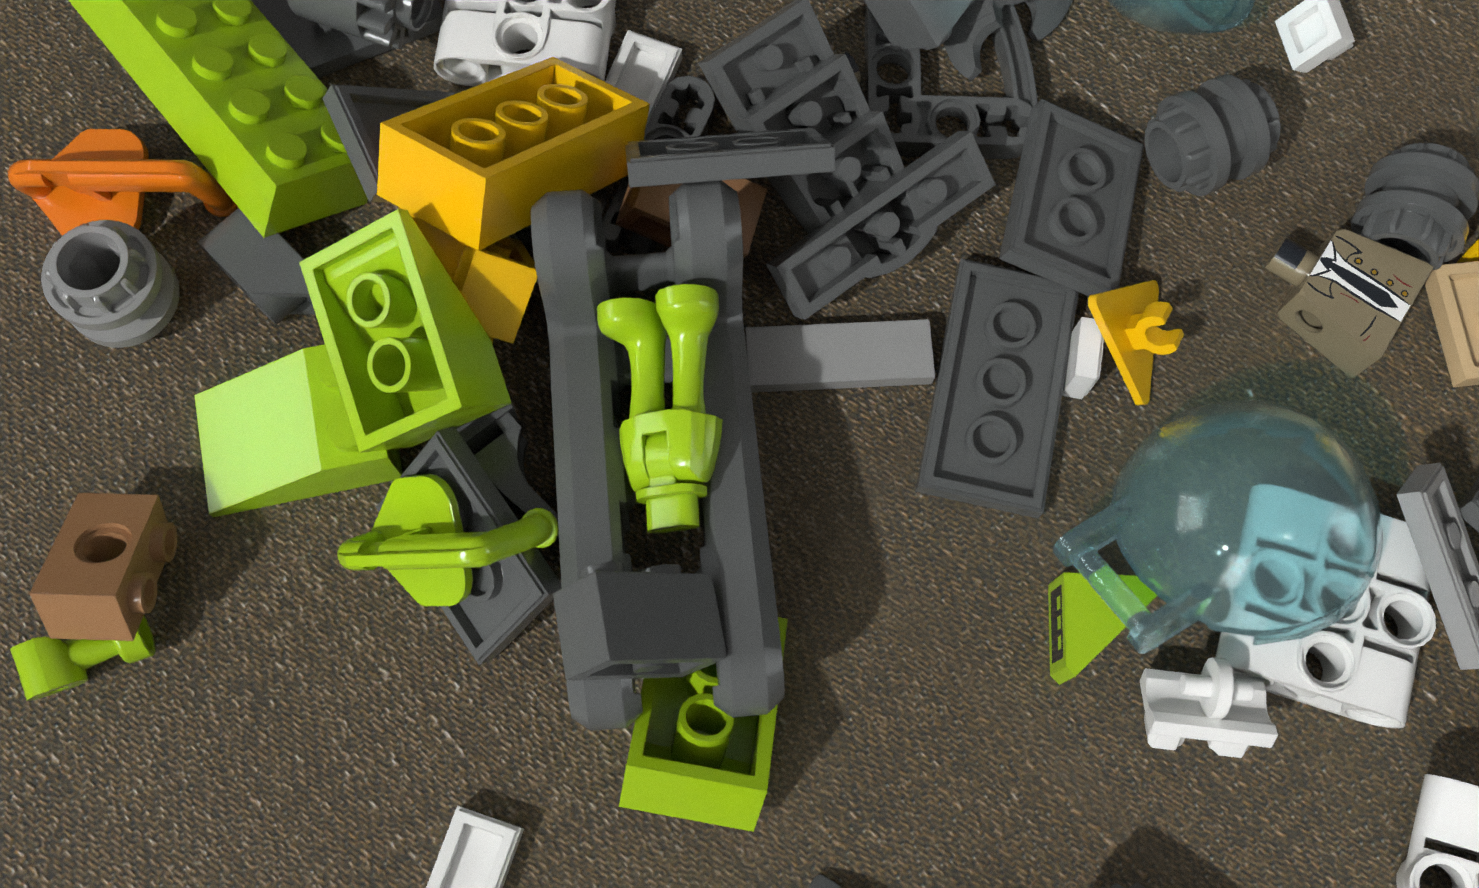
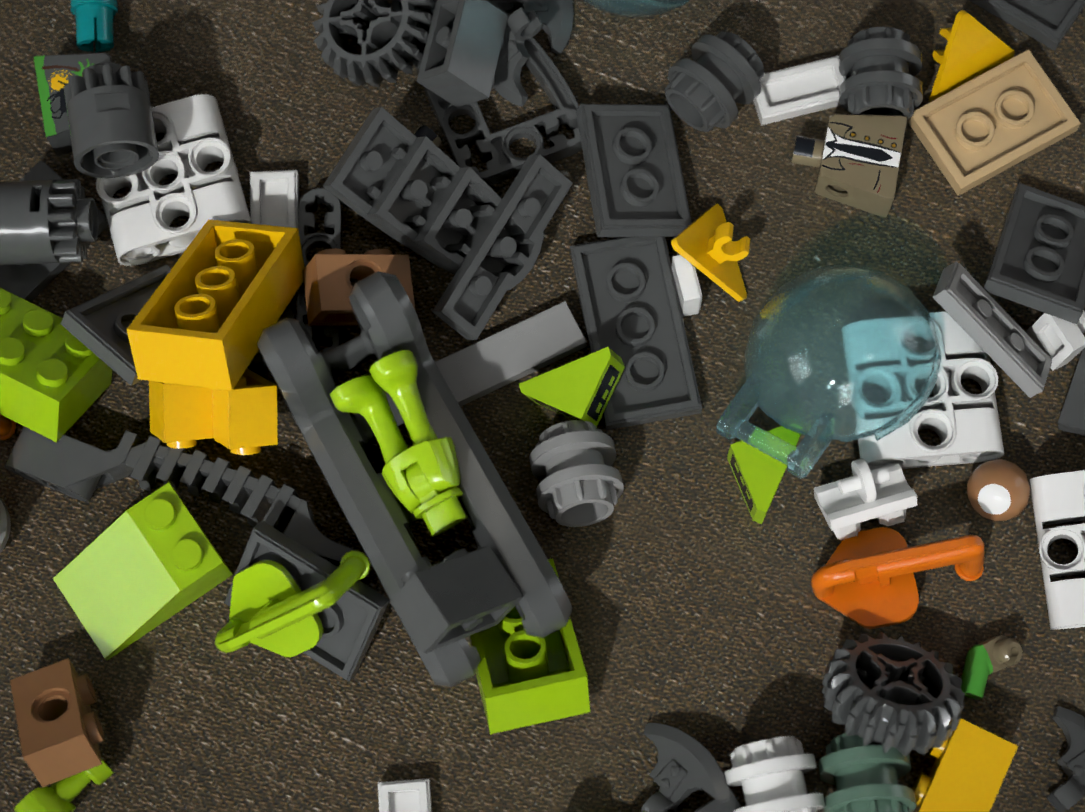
camera: 15 degrees left, 0 degrees up
(400, 336) = (199, 472): lime slope -> none
(728, 157) = (376, 251): dark grey tile -> none
(858, 528) = (576, 473): none -> light grey piece
(903, 426) = (579, 387): none -> lime slope
(1179, 811) = (874, 572): none -> orange piece
(1305, 190) = (799, 90): none -> white tile
(1378, 769) = (998, 490): none -> medium nougat piece

